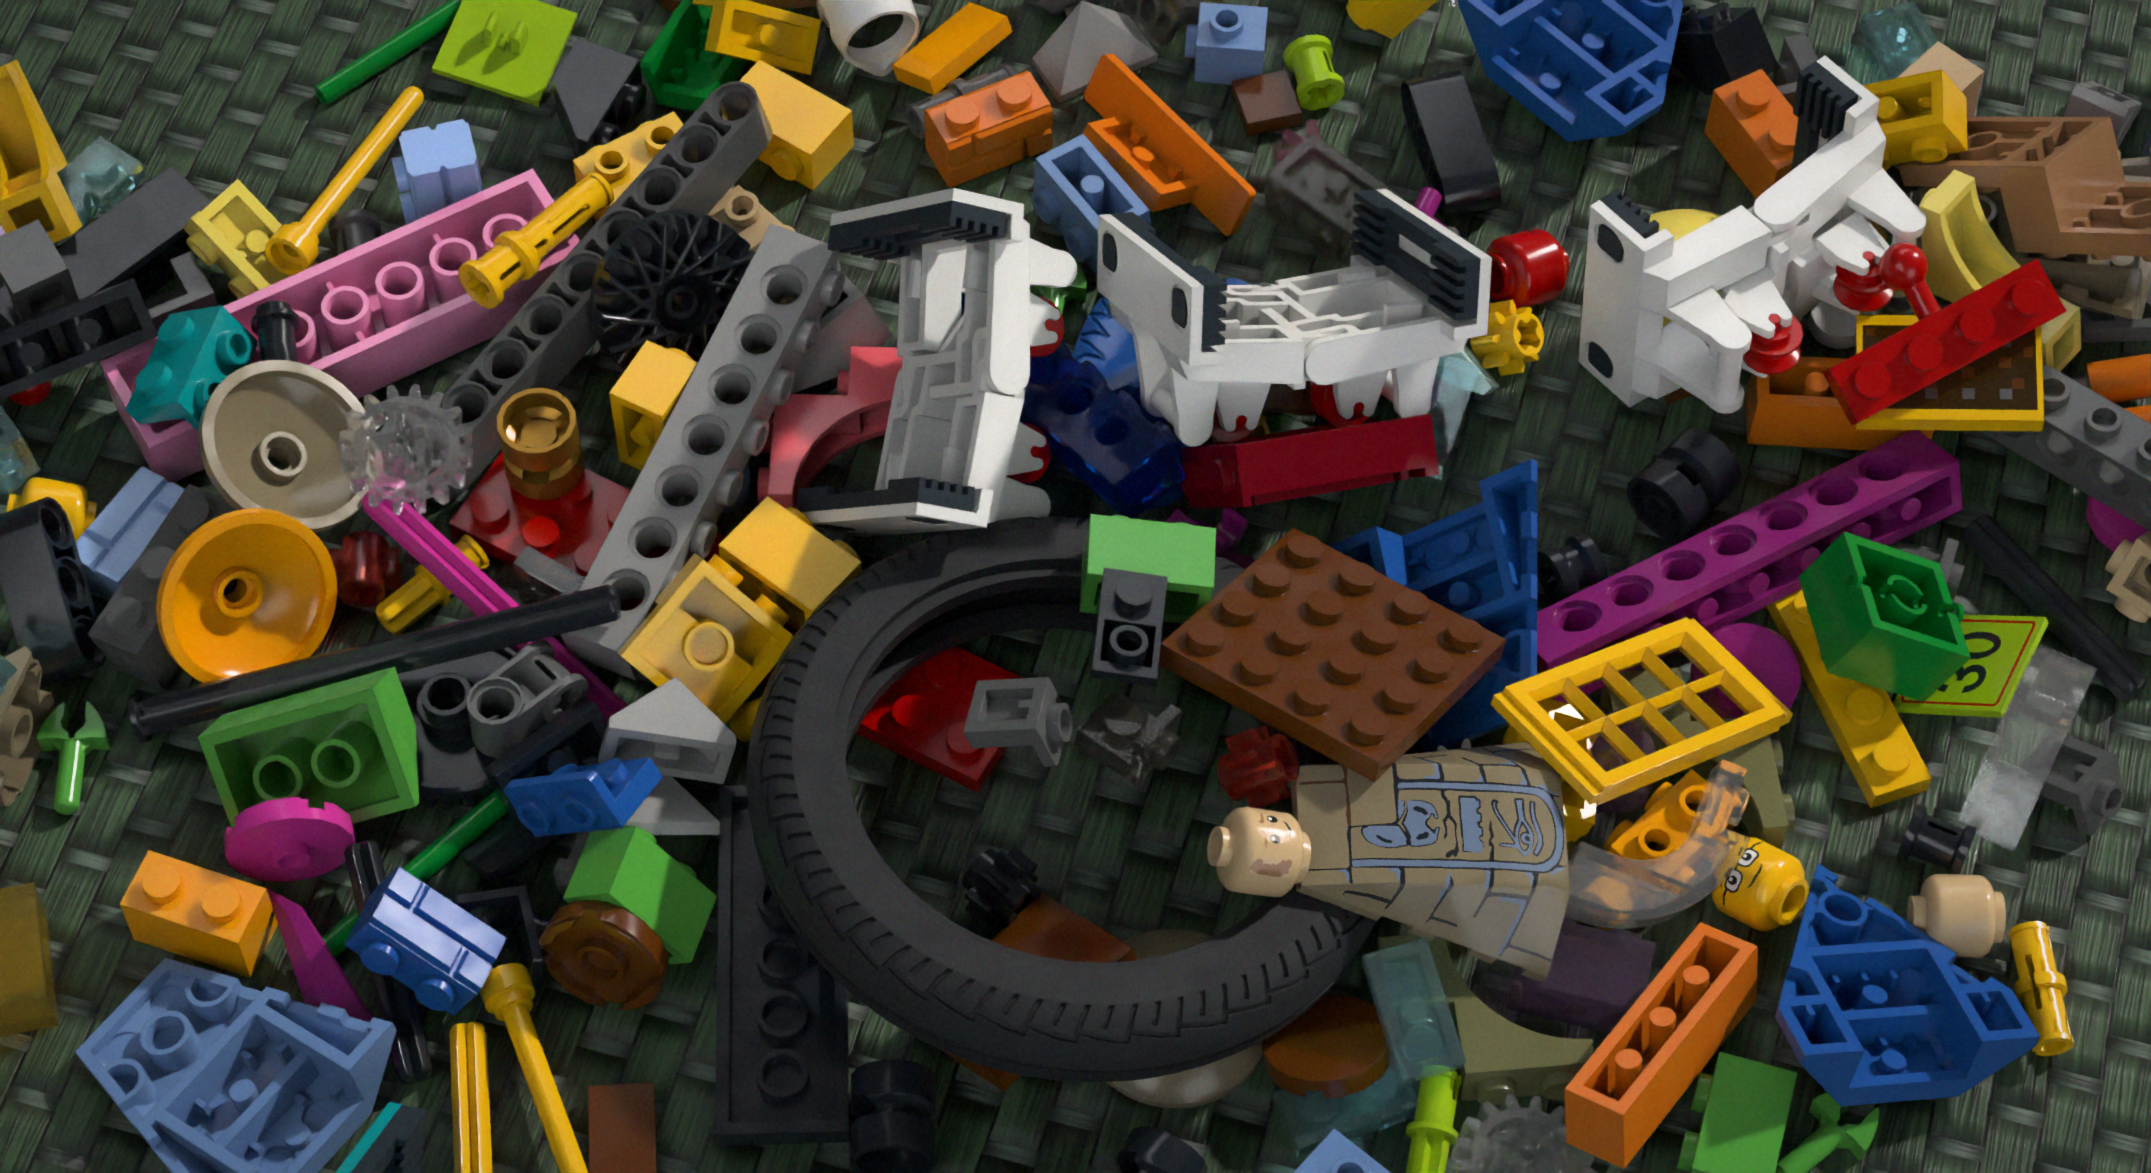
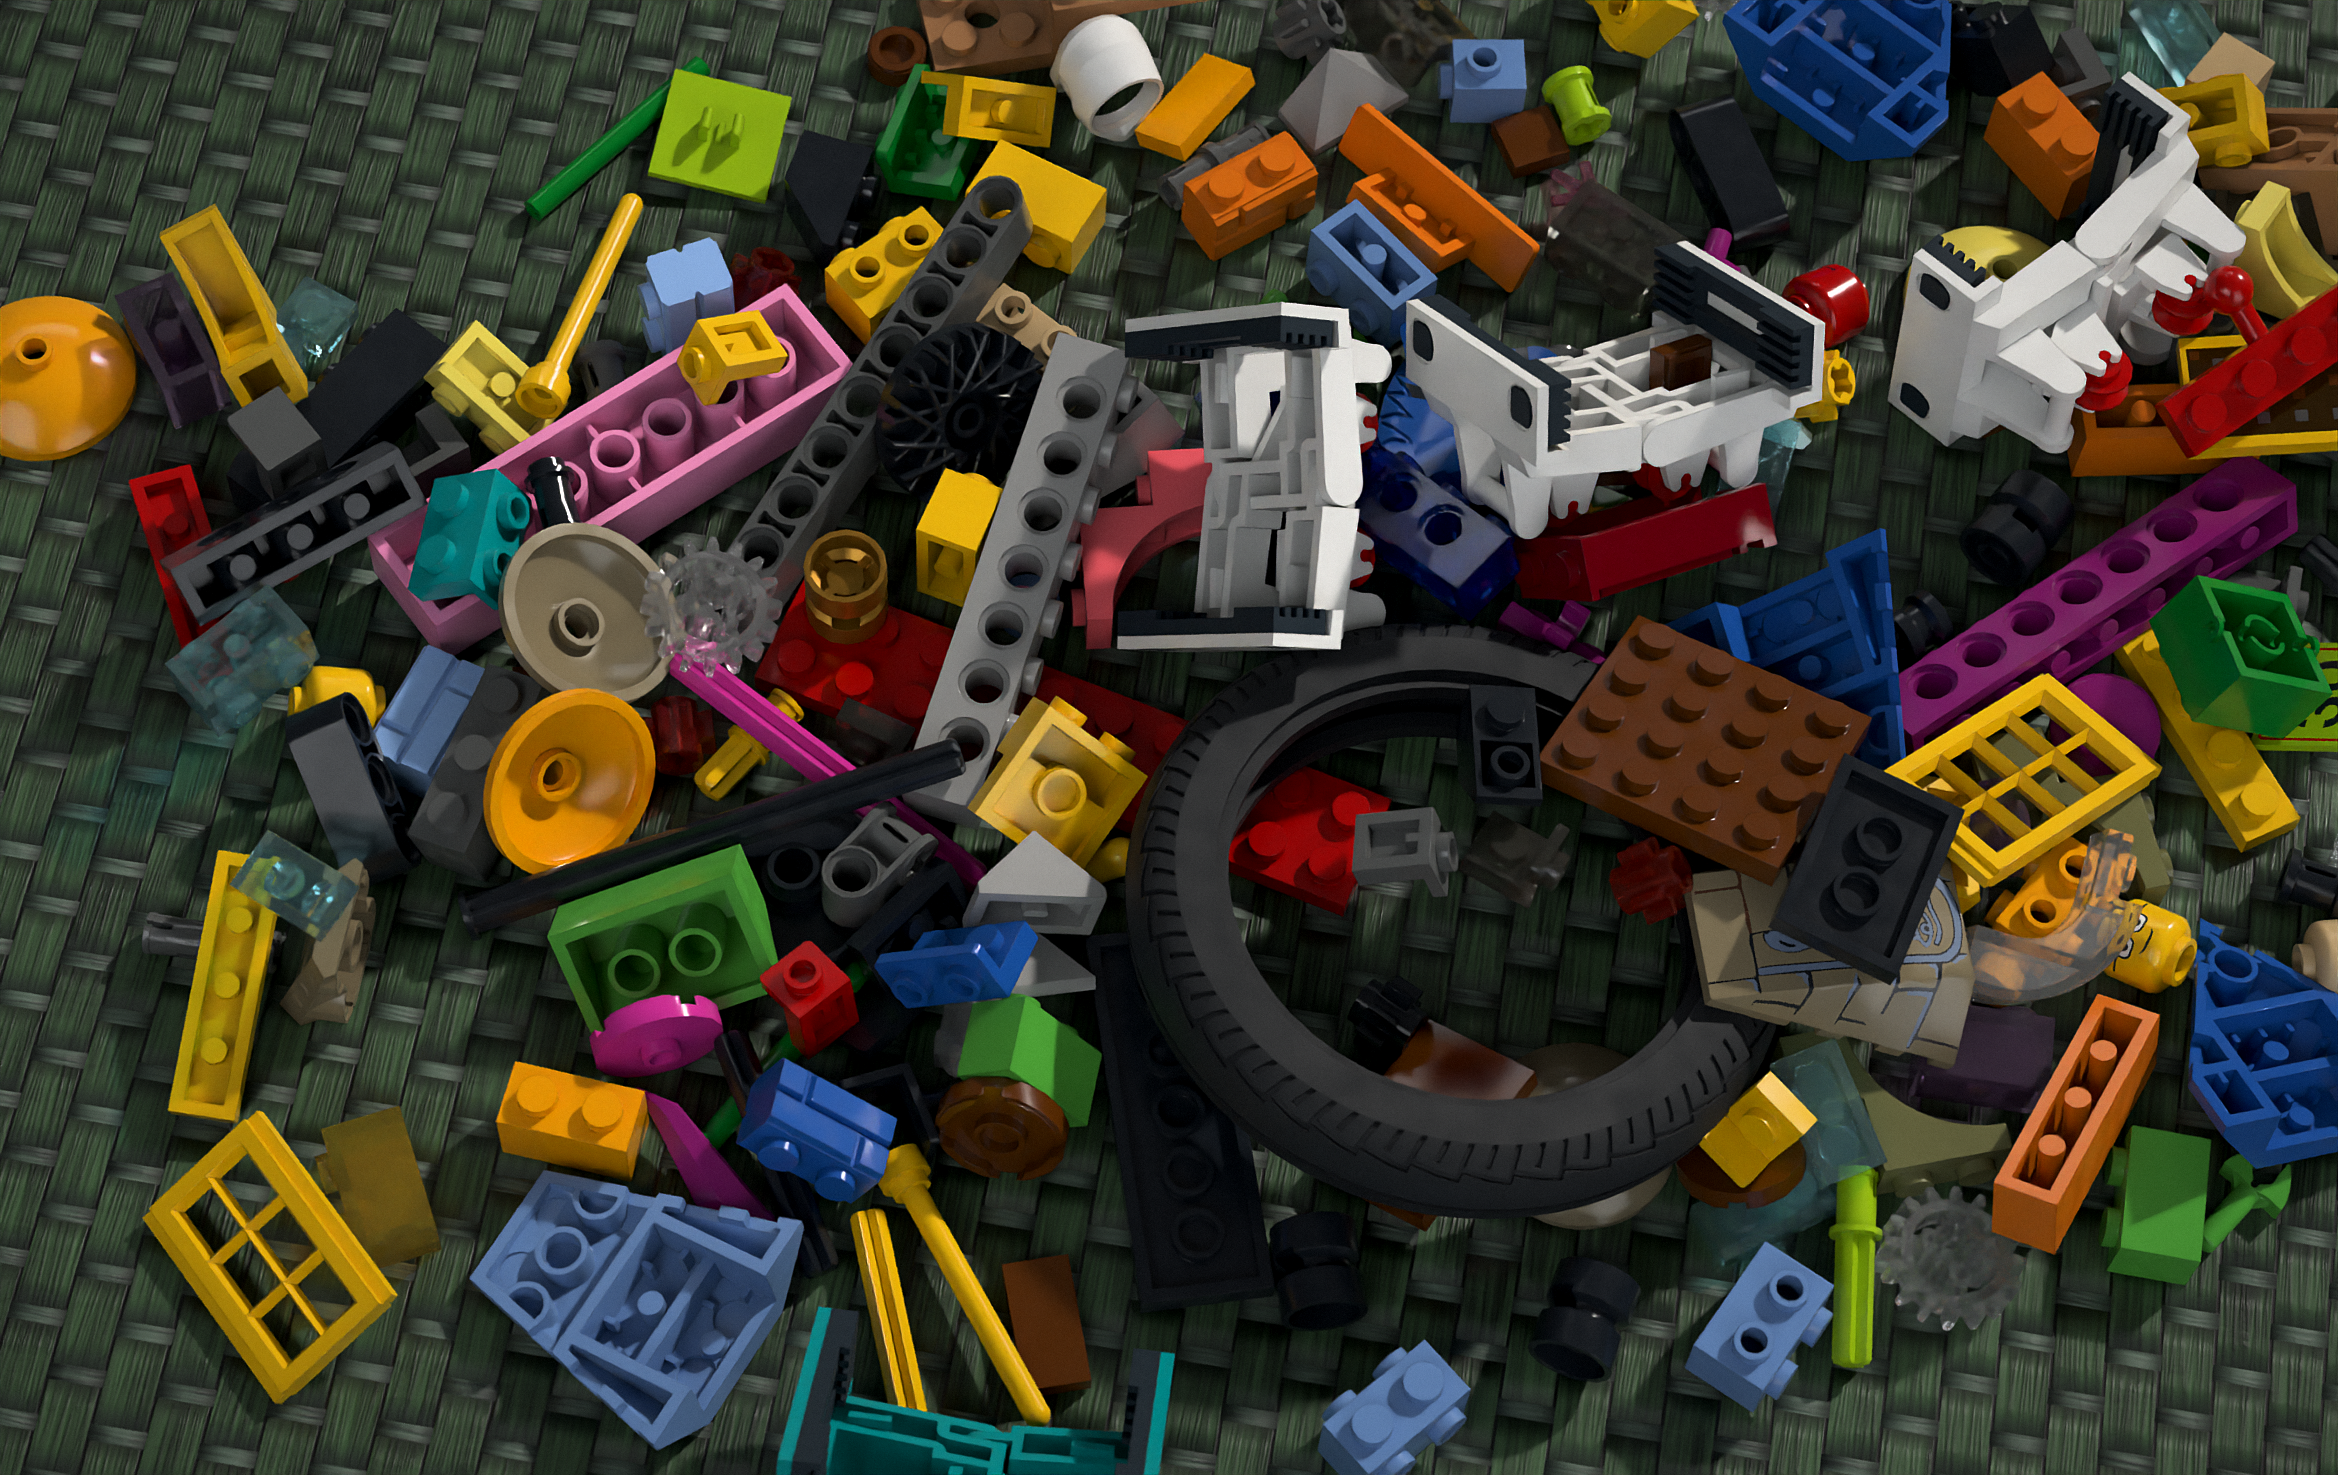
camera: 10 degrees left, 5 degrees up
(72, 752) = (403, 959): bright green bar -> none
(442, 818) = (814, 997): none -> red bracket
(460, 220) = (728, 350): none -> yellow bracket
(515, 158) = (761, 275): none -> clear red gear
(519, 252) = (794, 381): yellow pin -> none
(788, 560) = (1128, 695): yellow brick -> none
(1156, 548) = (1510, 658): bright green brick -> none
(1259, 852) = (1666, 969): tan head -> none
(1337, 1019) = (1757, 1129): none -> yellow bracket
(1363, 294) = (1680, 362): none -> reddish brown tile
(1470, 773) = (1867, 869): none -> black plate

